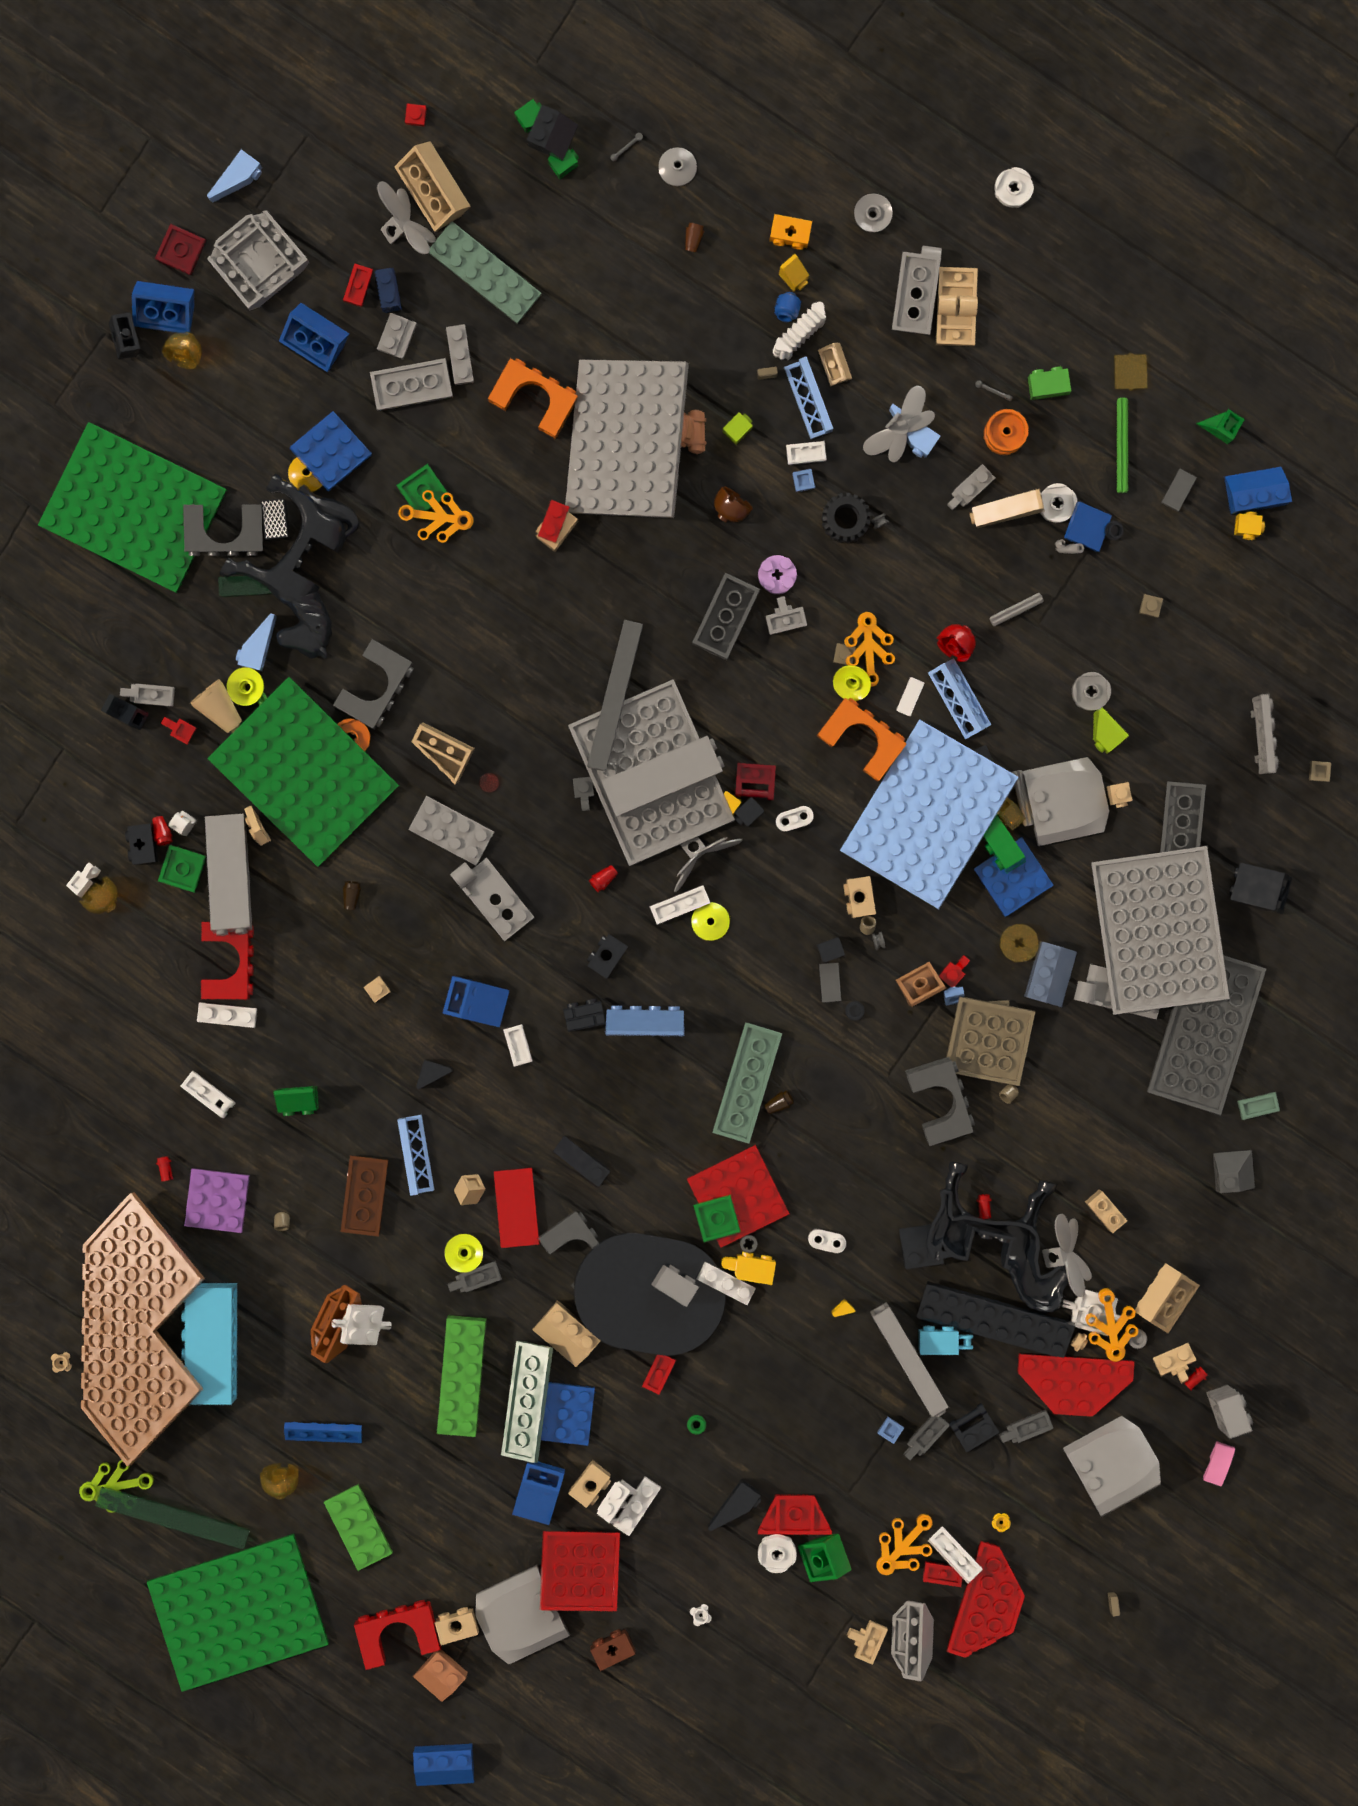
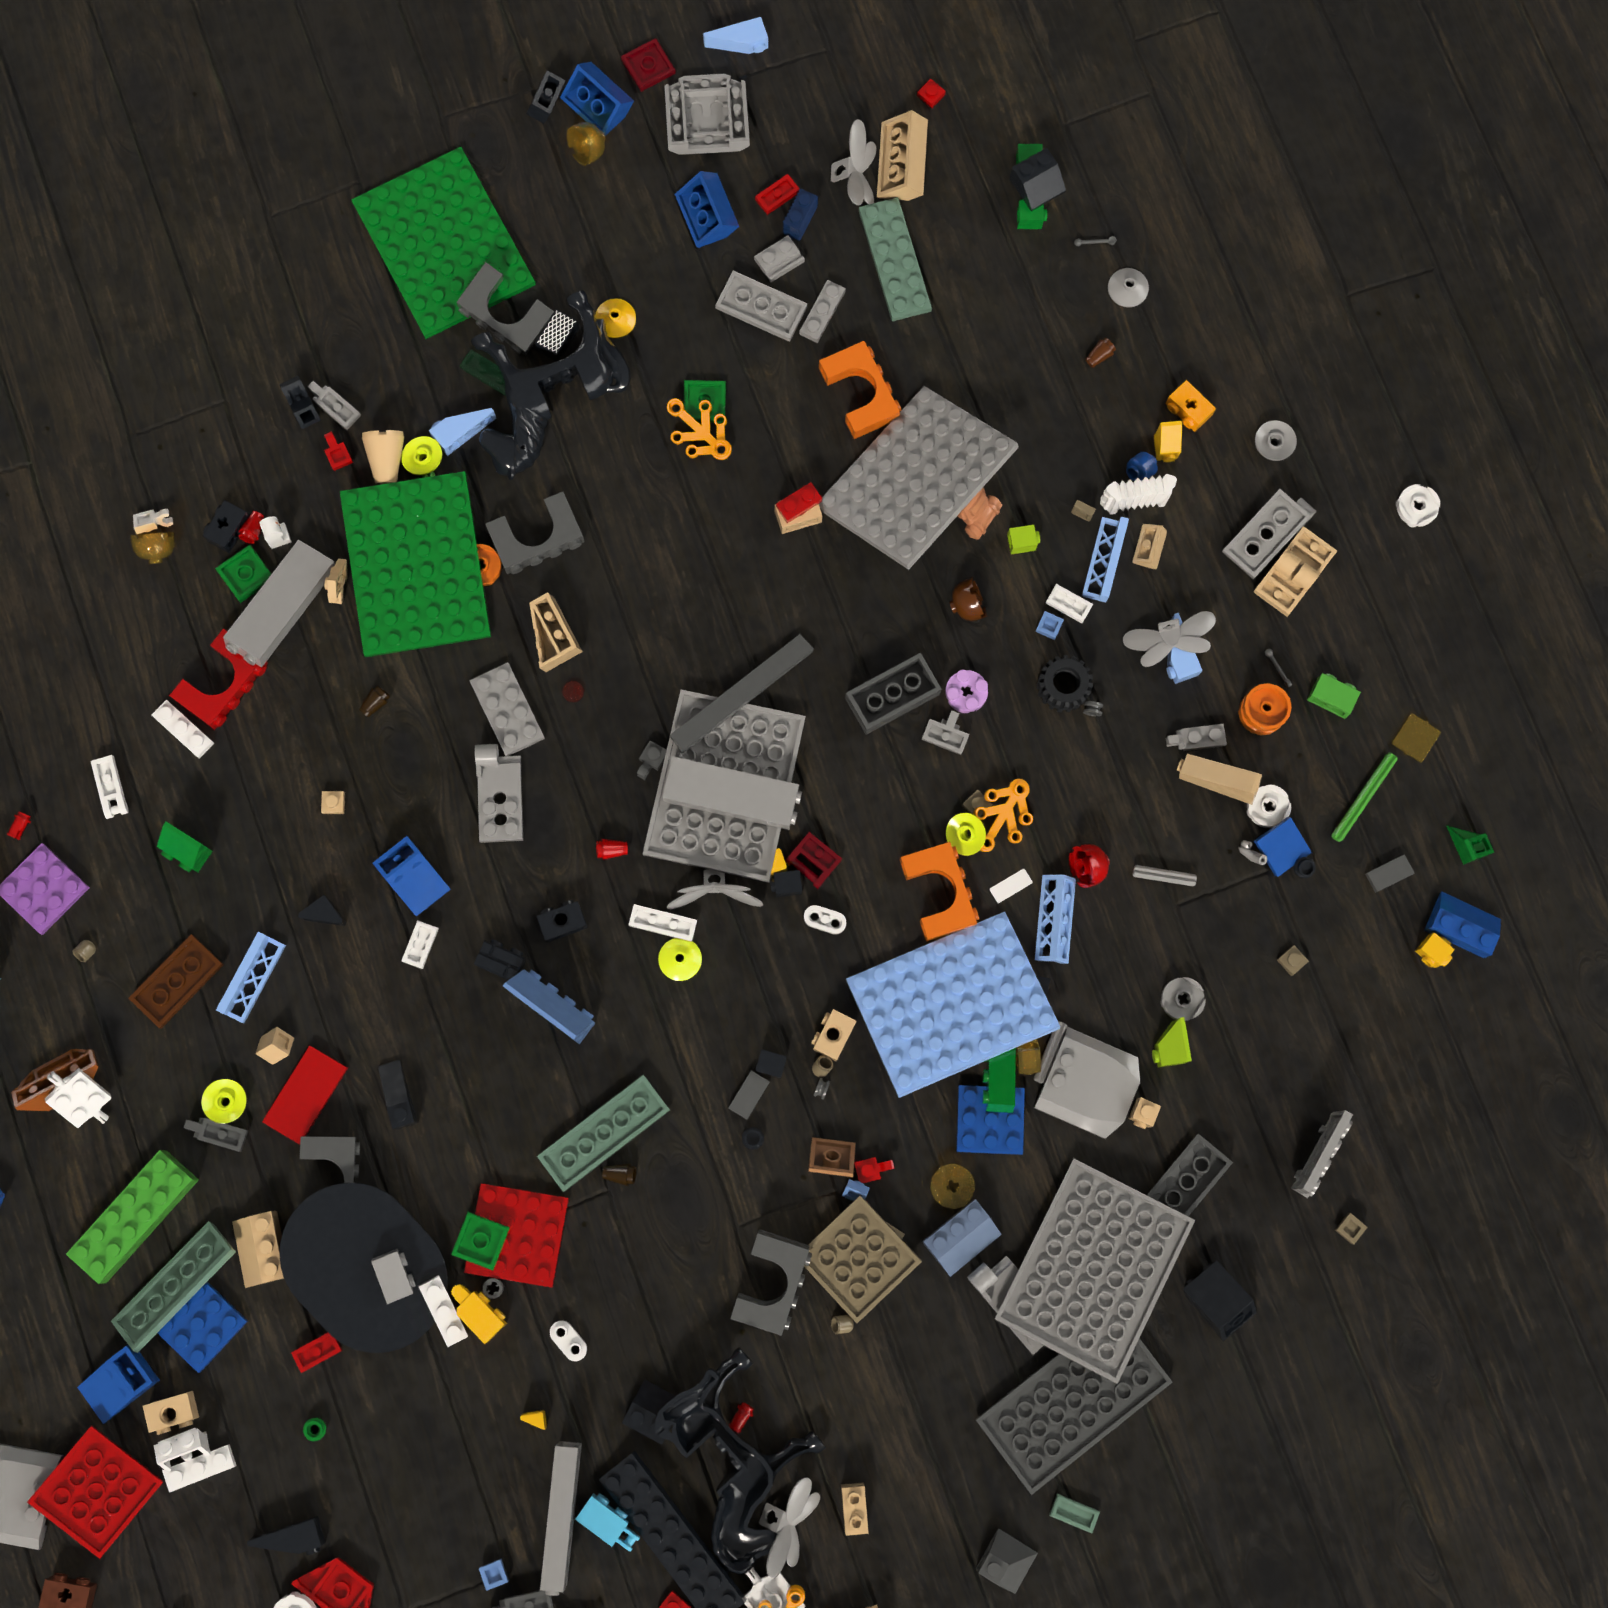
camera: 30 degrees right, 10 degrees down
(330, 451) = (649, 312): blue plate -> none

